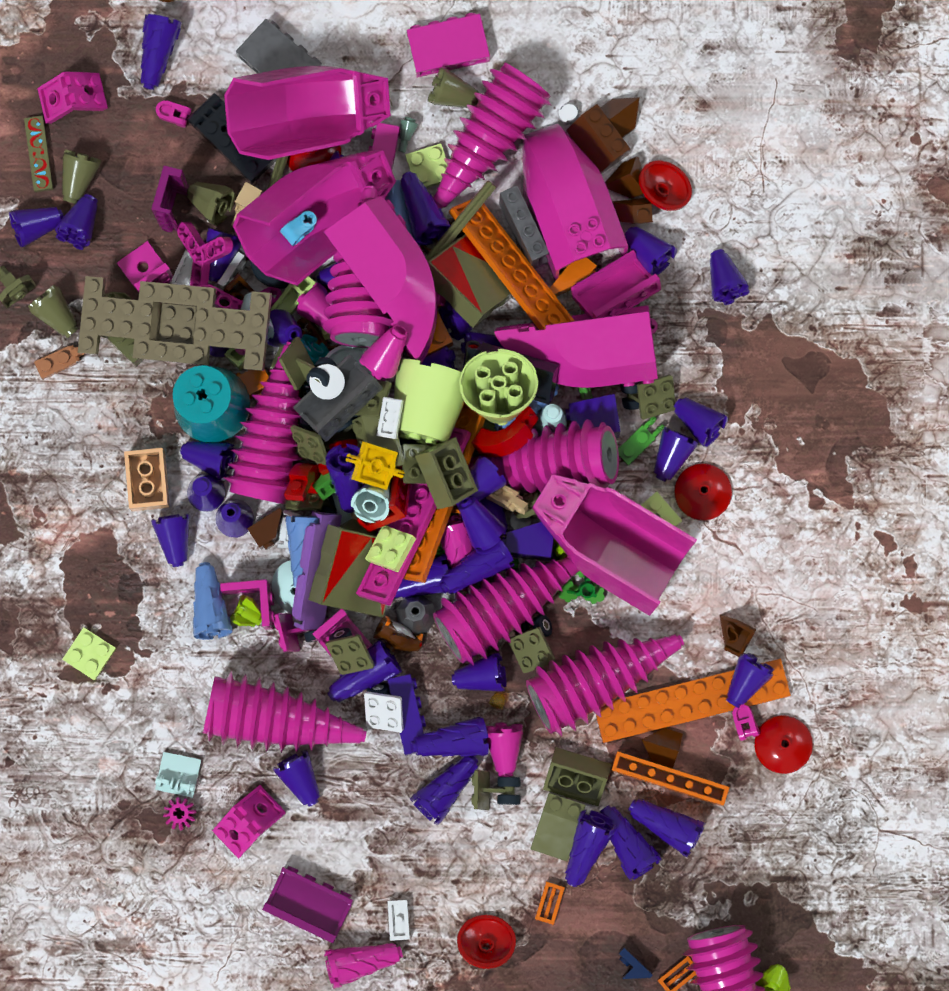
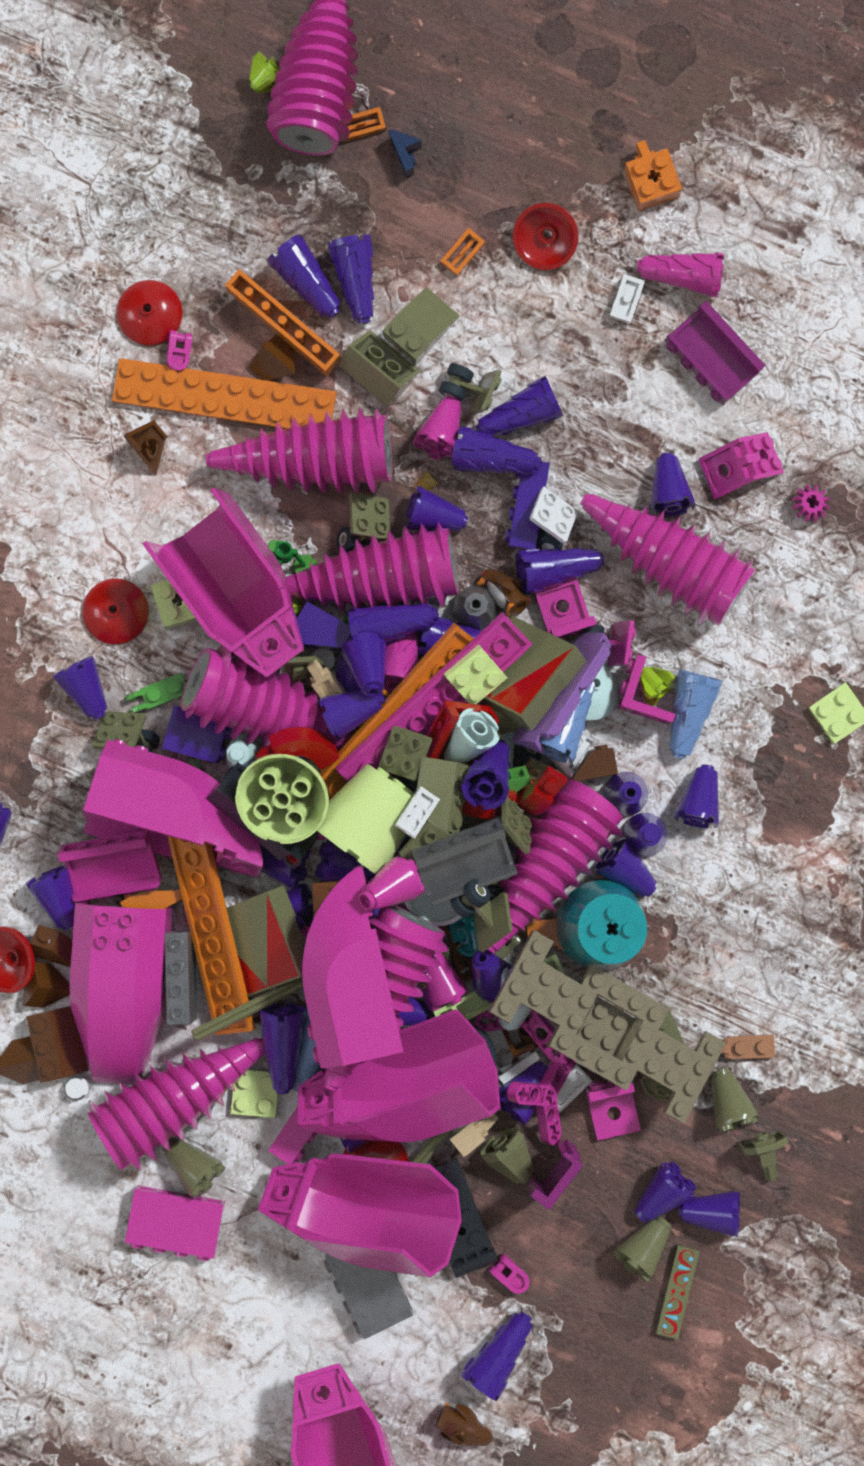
camera: 155 degrees left, 5 degrees up
(70, 94) = (615, 1343): dark pink bracket -> none
(146, 479) = (704, 873): light nougat brick -> none
(178, 774) = (796, 546): light aqua hinge -> none
(297, 229) = (428, 1078): medium azure piece -> none
(334, 386) = (461, 877): white sticker -> none
(349, 652) = (566, 591): olive plate -> none
(374, 465) = (456, 765): yellow plate -> none
(407, 129) = (261, 1144): sand green cone -> none
(446, 473) = (381, 728): olive slope -> none
(590, 839) = (393, 290): dark purple cone -> none
(672, 453) = (128, 663): dark purple cone -> none
(747, 679) = (155, 388): dark purple cone -> none

